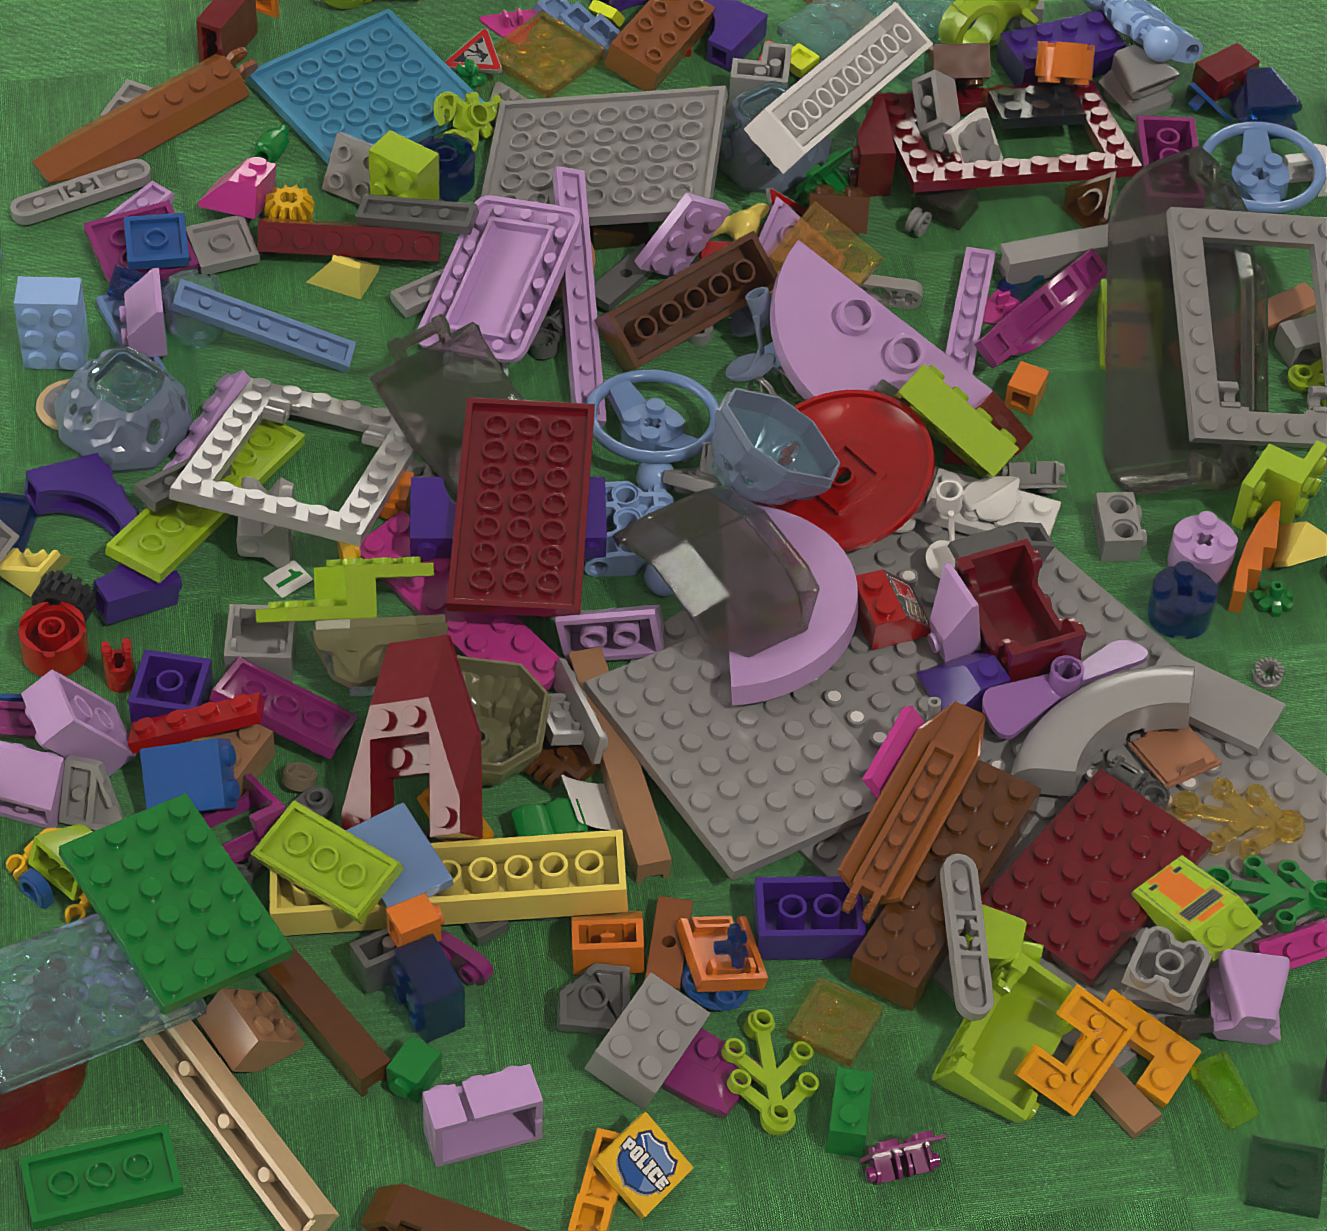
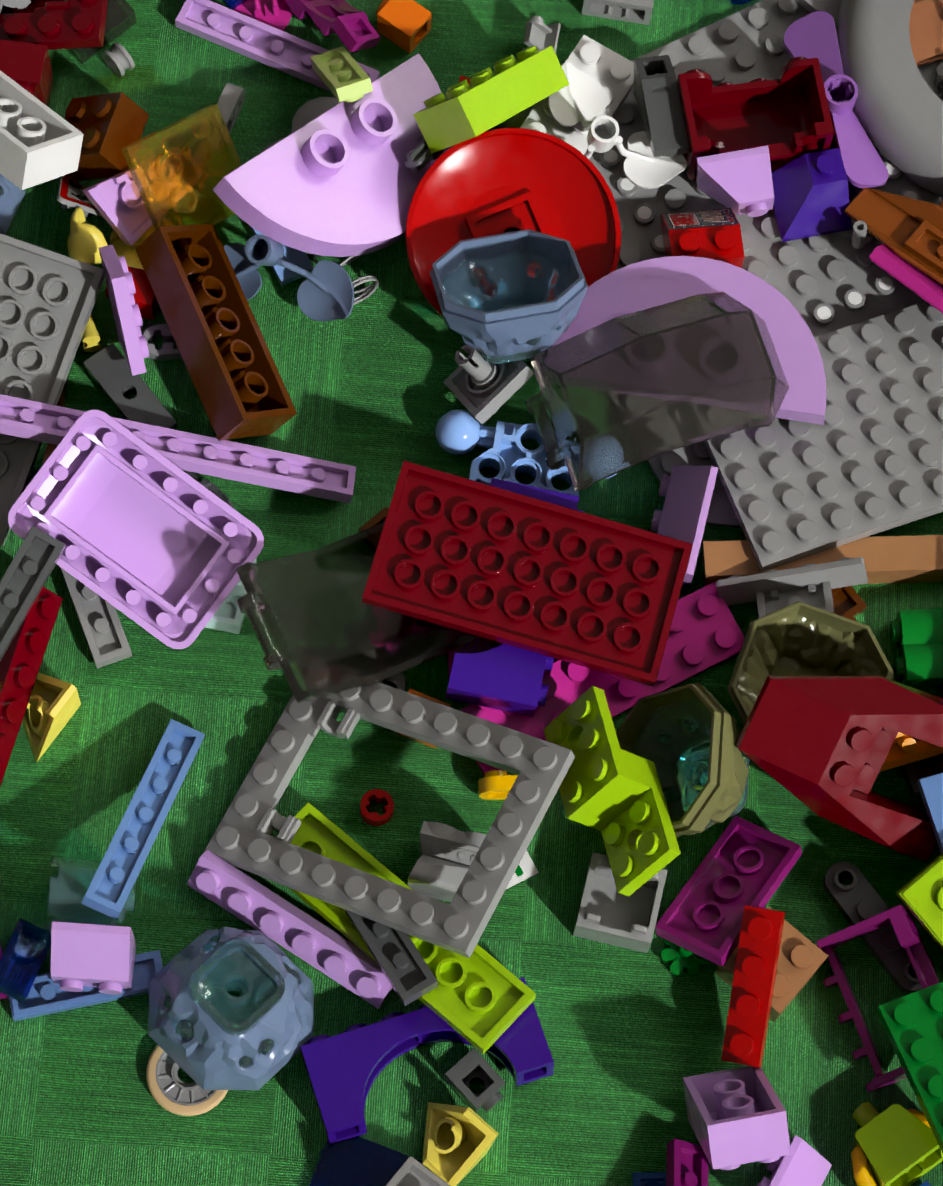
camera: 80 degrees left, 20 degrees up
(51, 322) = (88, 1070): light blue brick -> none
(53, 639) = (571, 1156): red brick -> none
(63, 588) = (524, 1114): black tyre -> none
(87, 794) = (817, 1117): light grey wing -> none
(90, 565) = (473, 1068): none -> dark grey brick
(118, 666) = (630, 1074): red hinge -> none
(169, 684) = (681, 1011): dark purple brick -> none
(195, 768) = (822, 1004): blue brick -> none
(299, 776) = (807, 893): dark tan tile -> none
(313, 490) = (379, 796): none -> red bush
(593, 803) = (888, 598): white sticker -> none
(650, 428) = (406, 406): medium blue piece -> none
(942, 332) = (342, 74): none -> yellowish green plate
(1005, 419) = (460, 58): clear red tile -> none

